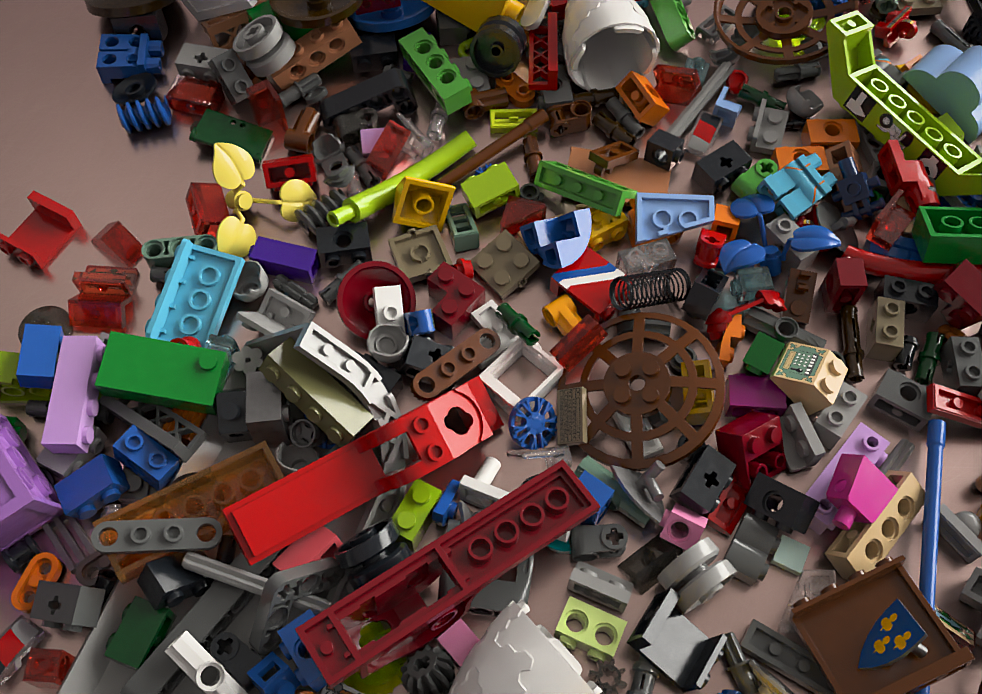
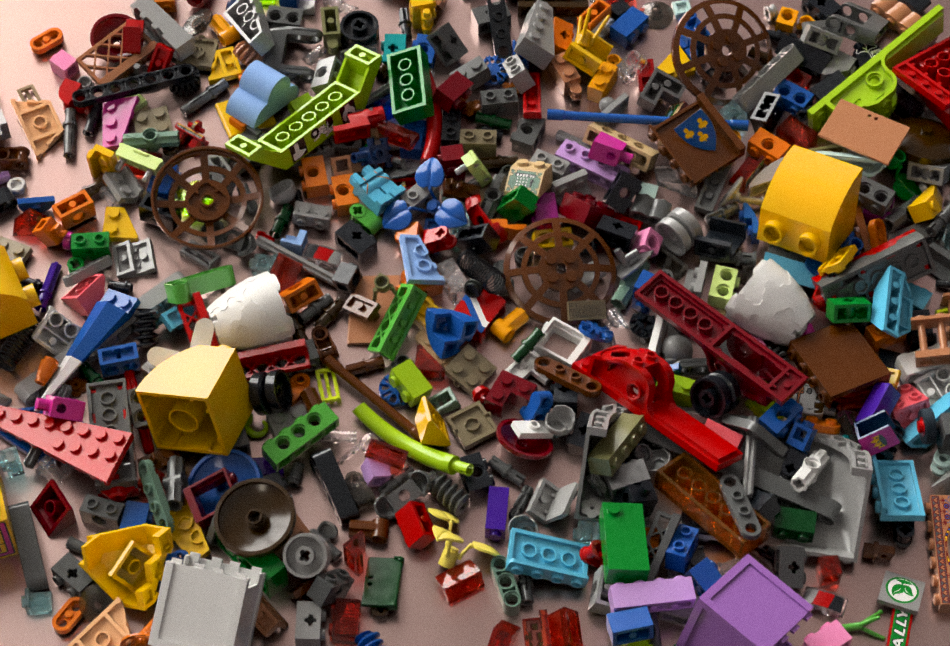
camera: 100 degrees left, 5 degrees down
(578, 343) = (534, 308): clear red panel -> none
(617, 269) = (473, 288): none -> pearl dark grey plate
(633, 167) = (382, 285): none -> olive plant
(828, 306) = (476, 168): none -> yellowish green piece

